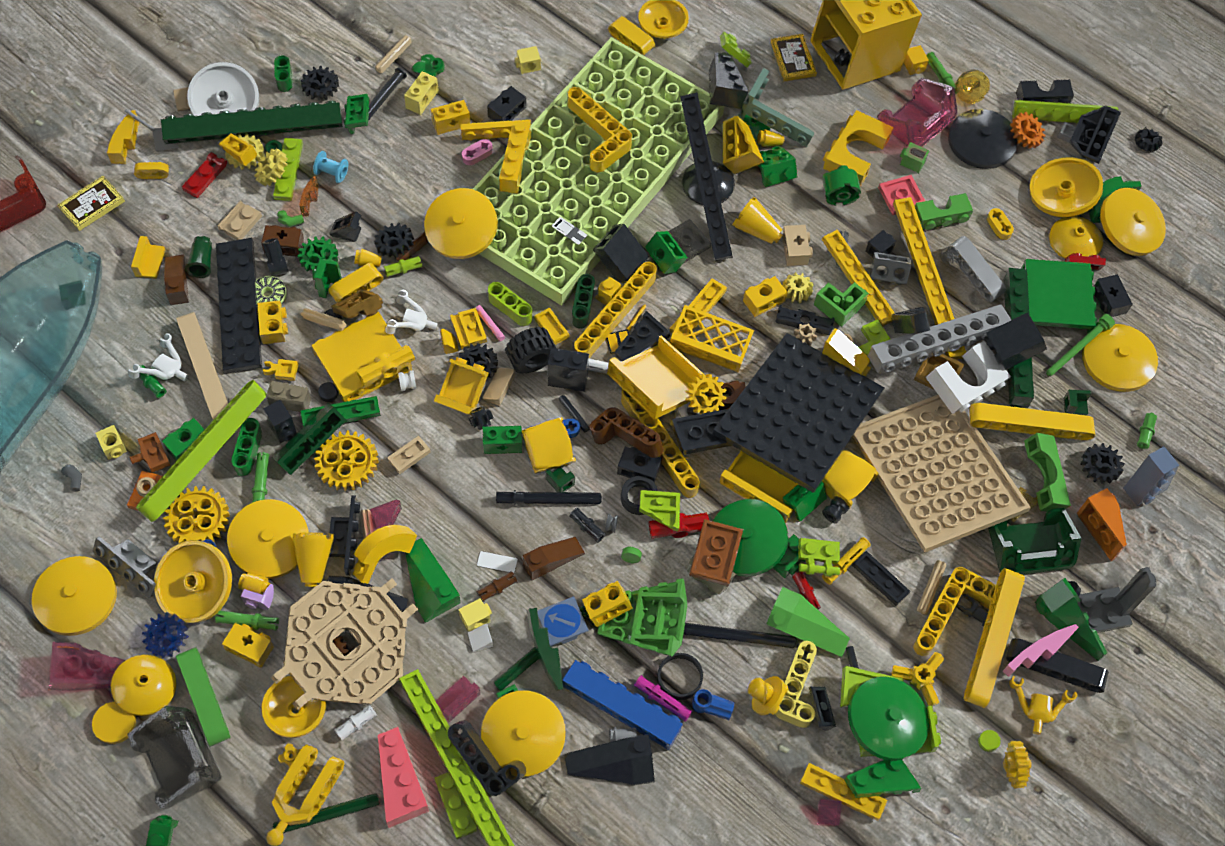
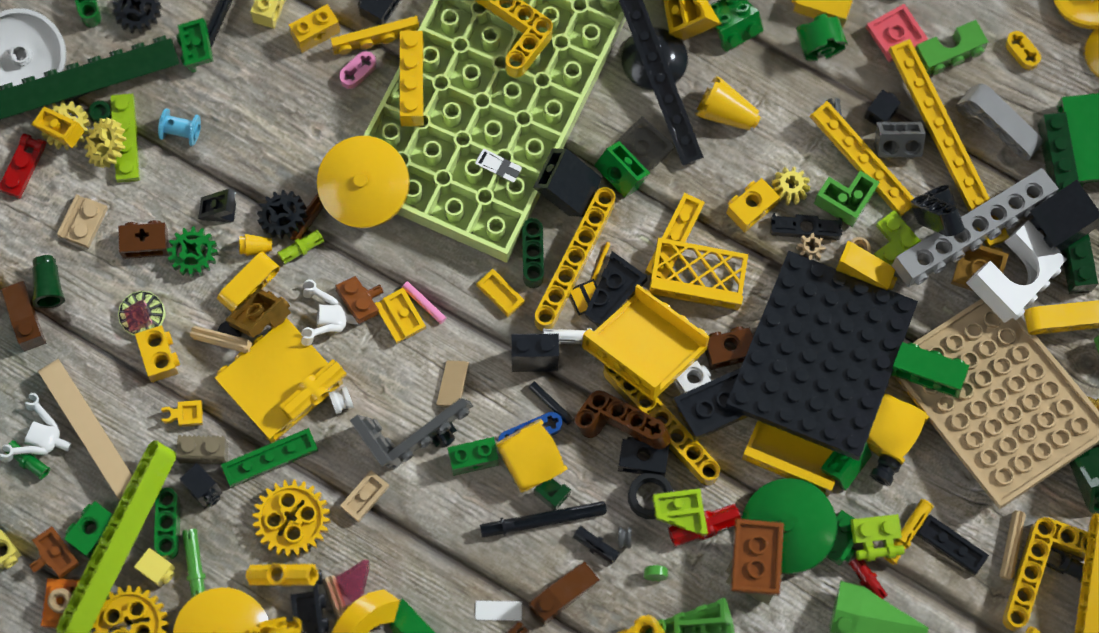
camera: 10 degrees left, 10 degrees up
(228, 477) = (155, 568): none -> light yellow brick
(238, 306) = (109, 337): black plate -> none
(264, 291) = (138, 316): none -> clear pink slope
(276, 262) = (142, 270): black piece -> none
(289, 221) = (144, 210): bright green arm -> none
(309, 194) = (161, 169): clear orange slope -> none
(309, 439) = (240, 500): dark green brick -> none
(325, 274) = (210, 274): green bracket -> none
(327, 498) = (292, 575): none -> yellow piece
(328, 392) = (247, 431): black tile -> none
(439, 311) = (359, 299): none -> dark orange plate
(449, 342) = (380, 338): yellow slope -> none
(461, 415) = (393, 456): none -> dark grey bracket
(462, 386) = (409, 397): yellow panel -> none
(477, 356) = (412, 358): black gear -> none
(513, 311) = (439, 264): lime beam -> none
(530, 350) = (484, 335): black tyre -> none
(607, 290) = (561, 235): yellow brick -> none
(710, 387) = (703, 347): yellow gear -> none
(796, 245) = (778, 139): tan brick -> none
(885, 437) = (930, 369): none -> green brick

